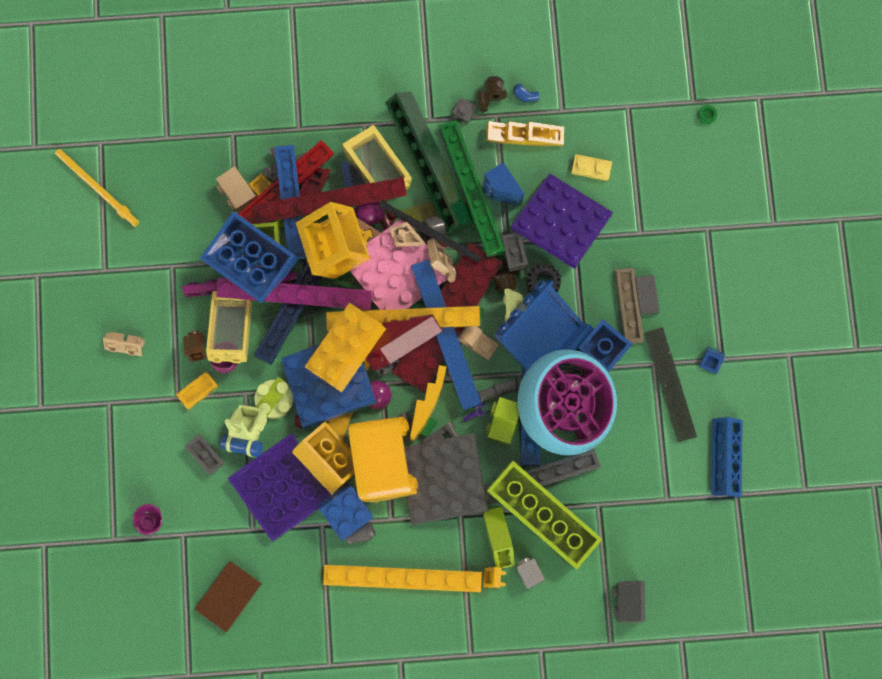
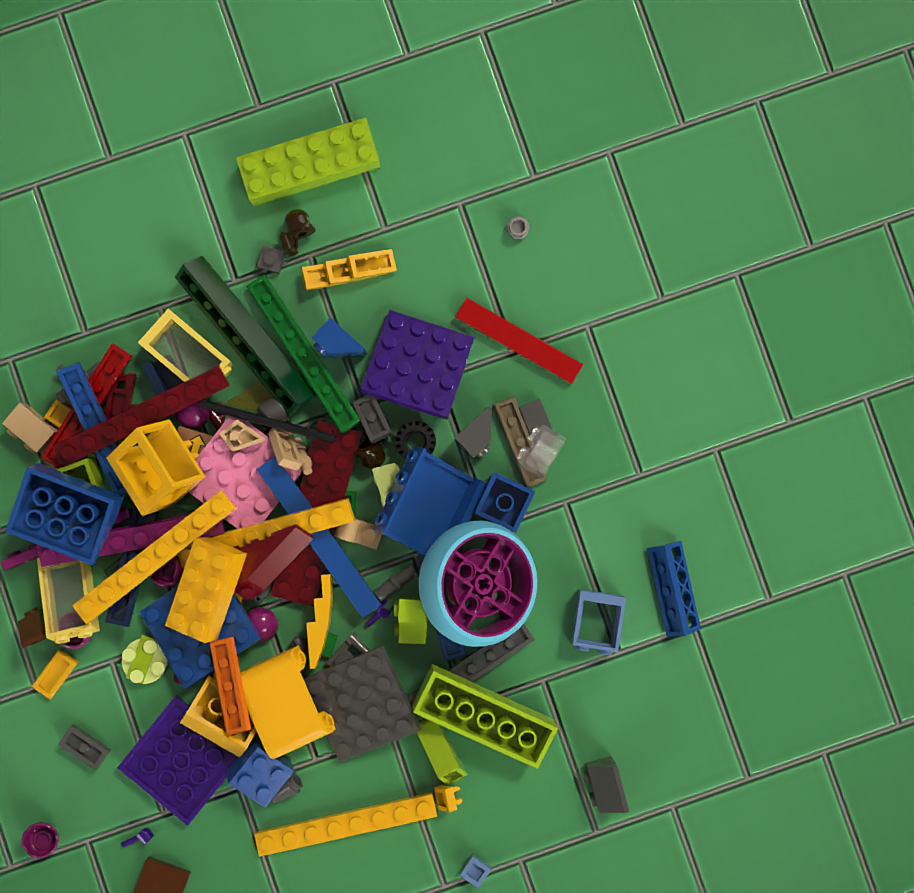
camera: 15 degrees left, 10 degrees up
(233, 542) = (144, 836): none -> dark purple hand
(244, 431) = (120, 710): yellowish green piece -> none
(311, 310) = (154, 557): none -> yellow plate
(313, 329) = (169, 573): none -> magenta hair
(343, 430) = (230, 686): none -> orange tile
(501, 646) = (475, 871): none -> medium blue plate
(516, 43) = (308, 162): none -> lime brick
(523, 95) = (334, 222): blue arm -> none
(529, 573) = (486, 782): light grey brick -> none
(591, 167) = (436, 289): light yellow plate -> none
(594, 287) = (477, 435): none -> dark grey slope
(645, 312) = (541, 451): none -> clear brick
(648, 225) = (519, 340): none -> red tile
(663, 447) = (606, 598): none -> medium blue window
(670, 137) = (518, 227): none -> light grey plate
(670, 385) = (590, 521): clear smoke tile -> none
(707, 114) = (554, 188): green tile -> none
(712, 360) = (630, 479): blue slope -> none

